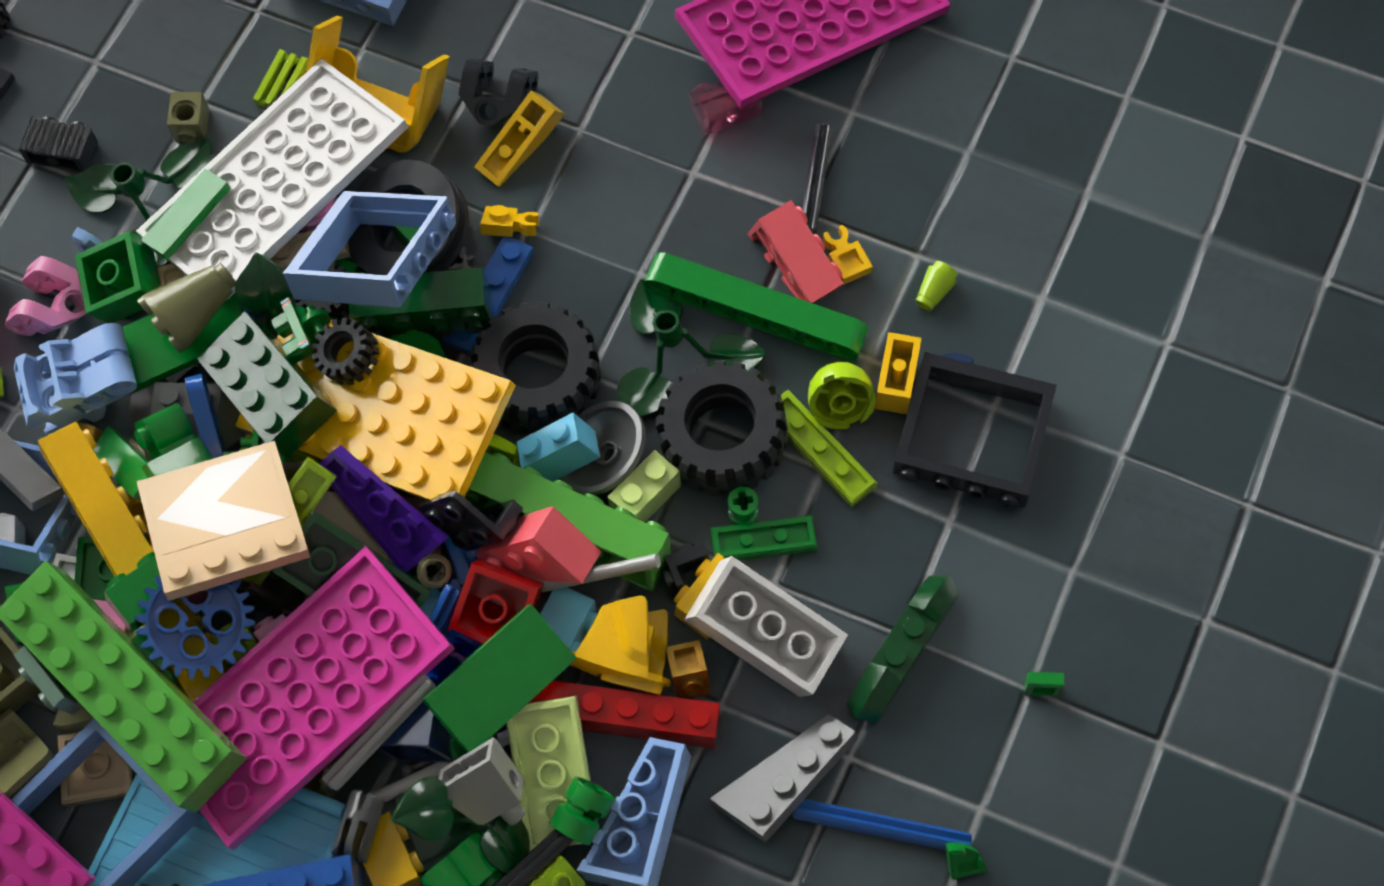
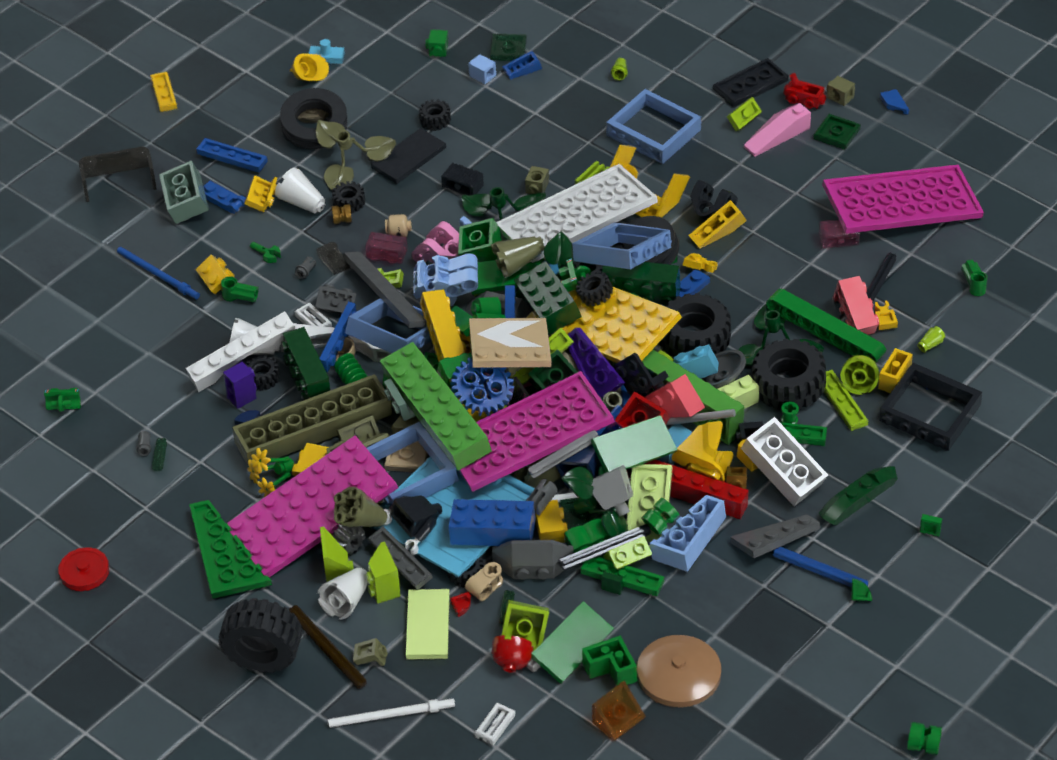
camera: 15 degrees right, 20 degrees down
(186, 214) = (525, 218): tile -> none
(971, 140) = (975, 277): none -> green piece

